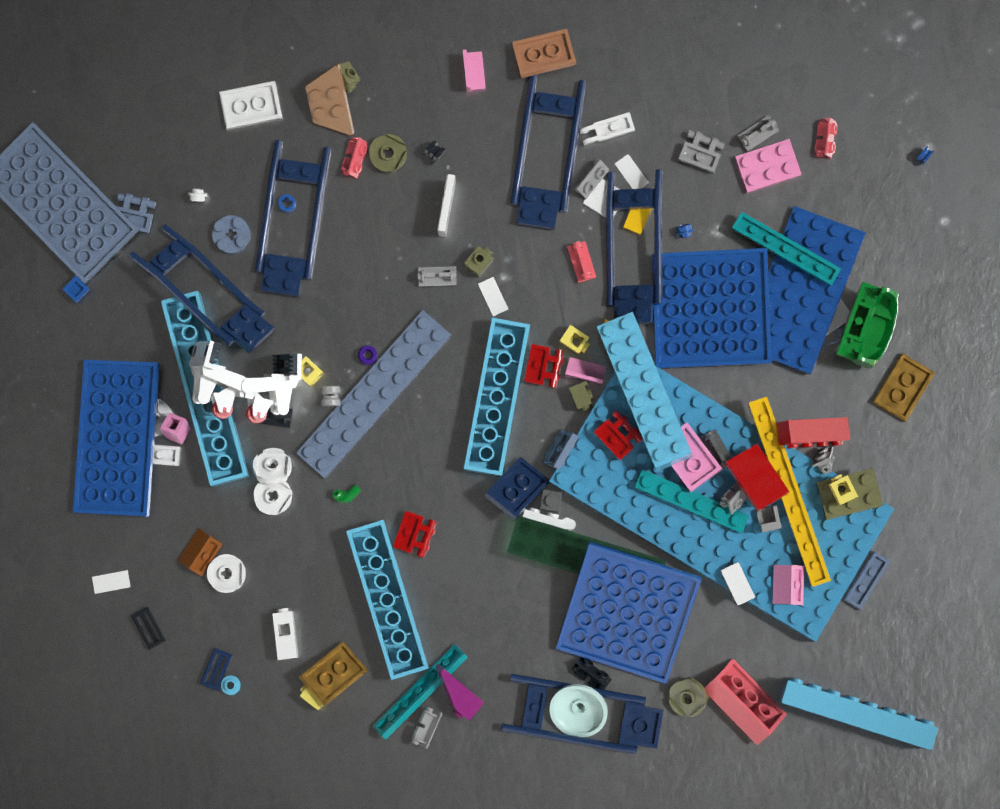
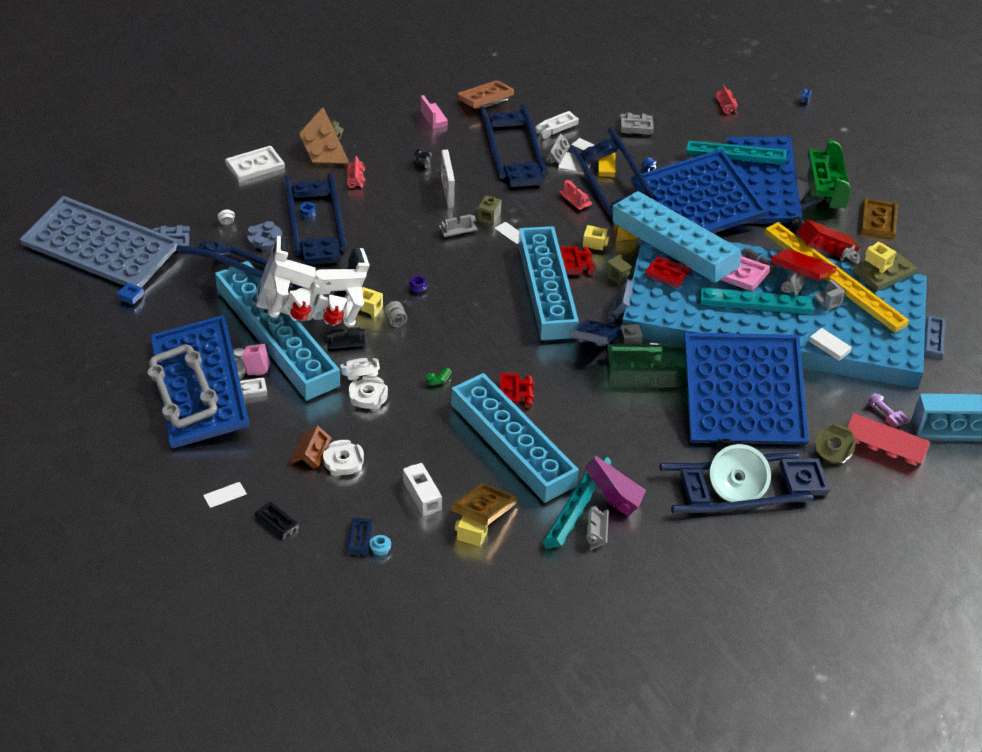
camera: 25 degrees left, 40 degrees down
(77, 423) = (170, 410): none -> light grey bar
(373, 394) = (432, 311): sand blue plate -> none
(383, 143) = (376, 169): olive plate -> none
(585, 371) = (605, 255): bright pink panel -> none
(758, 133) = (675, 106): light grey hinge -> none
(766, 674) = (894, 419): none -> lavender hinge
(768, 166) = (692, 123): bright pink plate -> none
(788, 584) = (873, 333): bright pink panel -> none
(802, 382) = (795, 224): none -> black wheel

